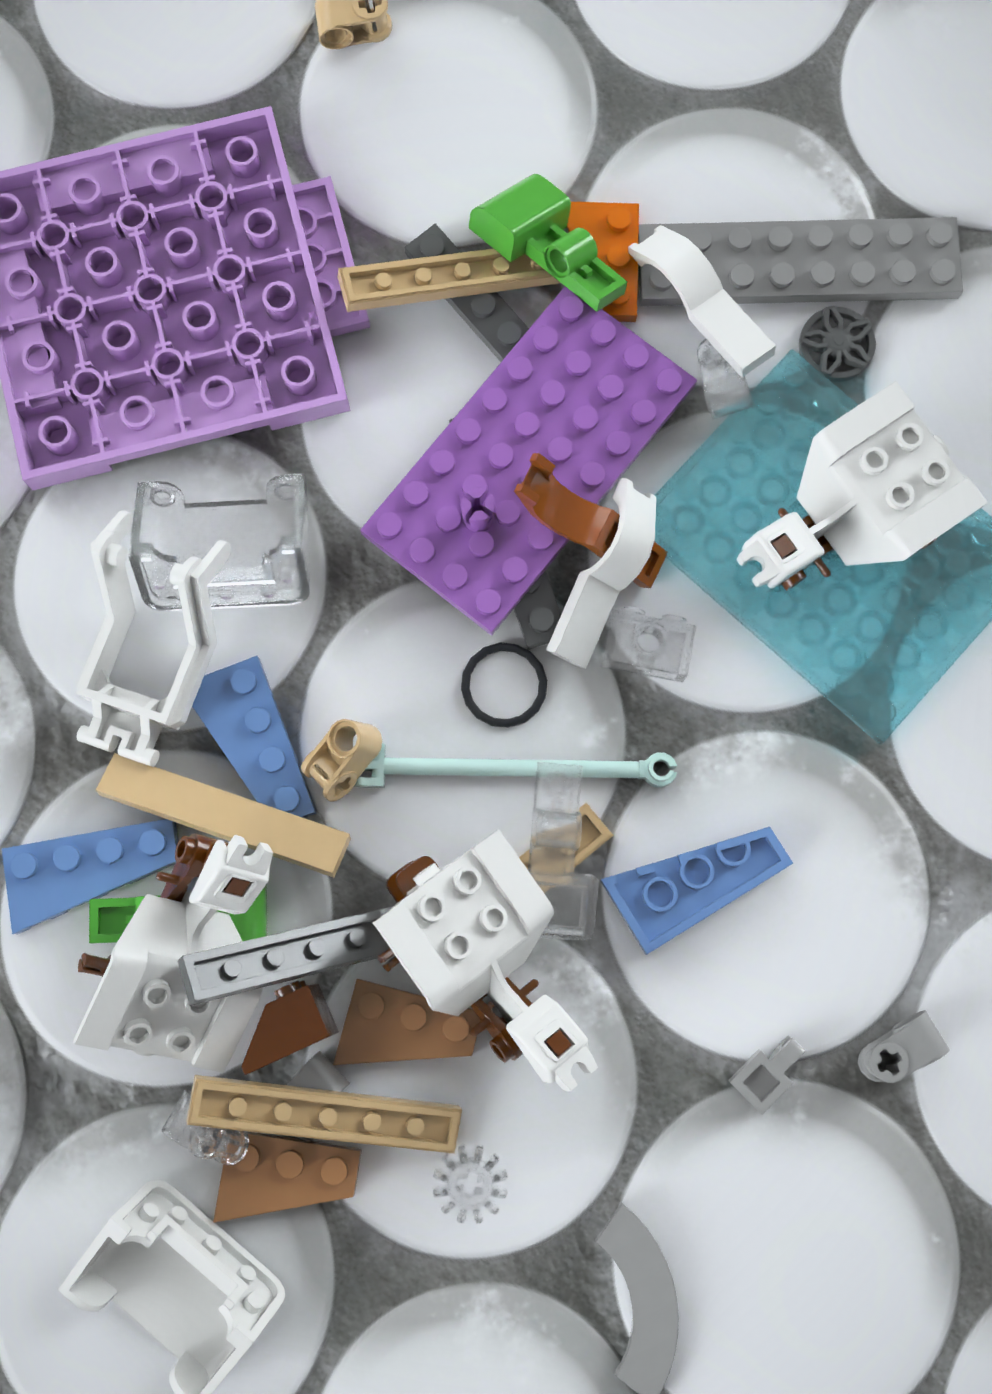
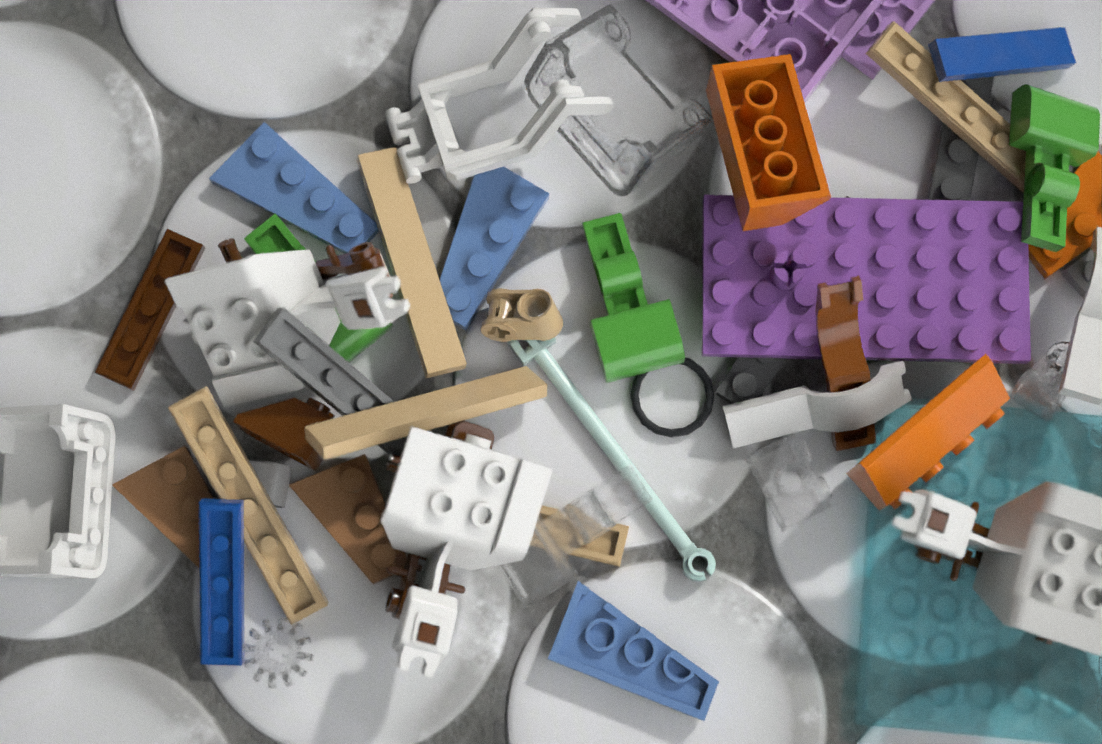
camera: 50 degrees right, 0 degrees up
(86, 1074) = (148, 311): none -> reddish brown tile
(205, 1142) = (171, 444): clear piece -> none
(357, 443) = (766, 141): none -> orange slope
(363, 904) = (424, 412): none -> tan tile
(373, 1187) = (221, 581): none -> blue tile
(429, 676) = (634, 333): none -> bright green plate
(431, 211) = (1001, 54): none -> blue tile
(699, 501) = (931, 434): none -> orange slope

